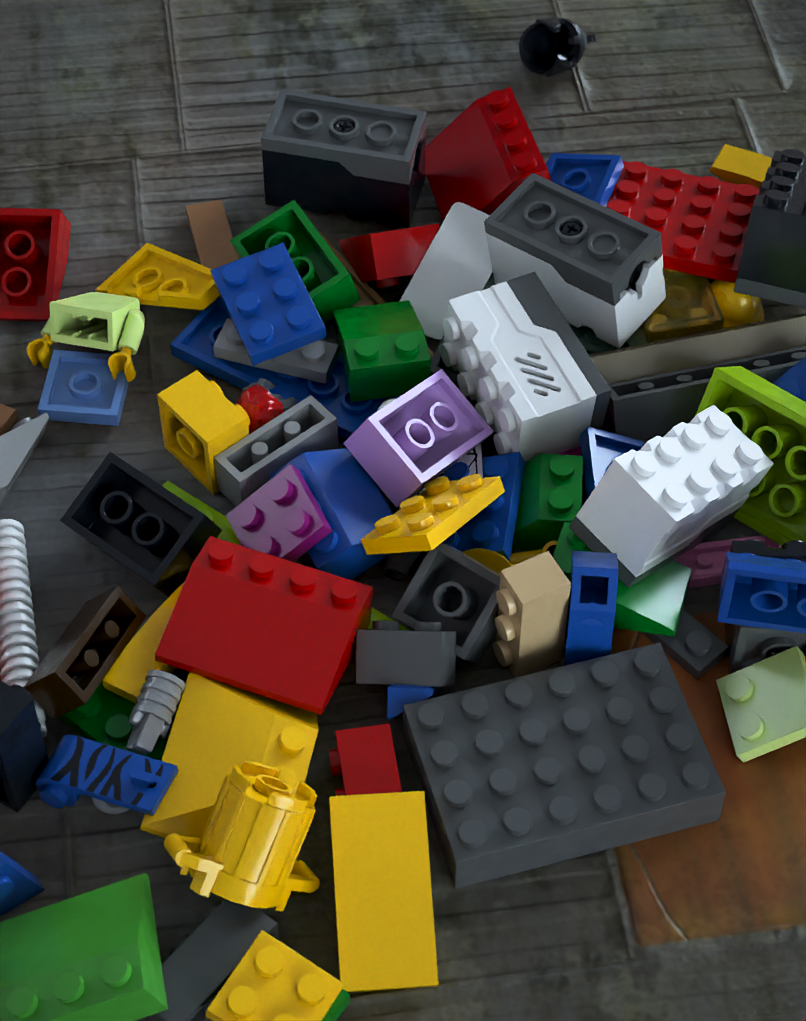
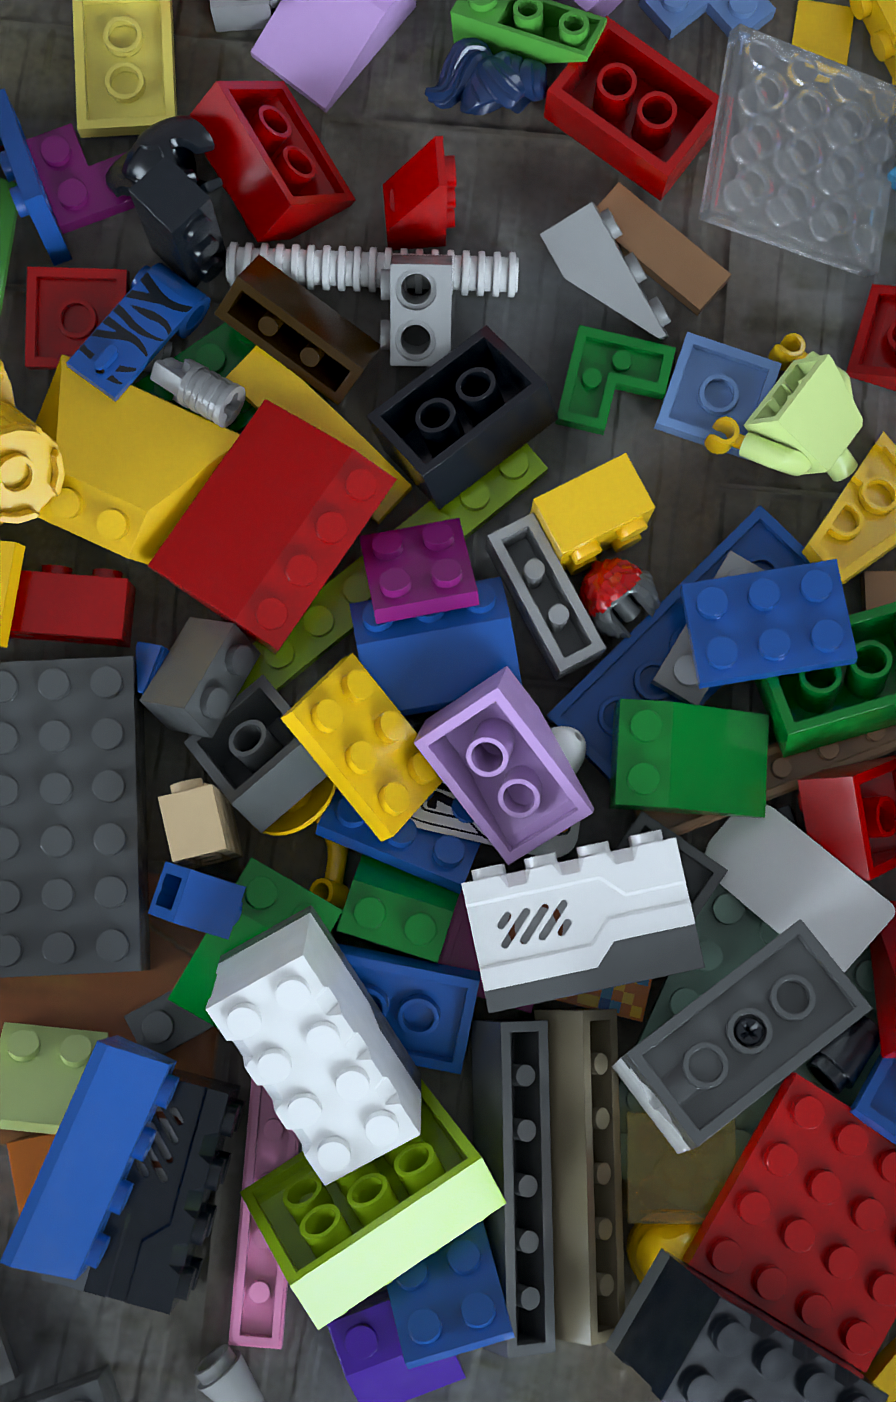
camera: 100 degrees right, 30 degrees up
(51, 572) = (428, 310): none -> light grey brick
(70, 452) = (606, 363): none -> green plate
(95, 845) = (66, 309): none -> red plate

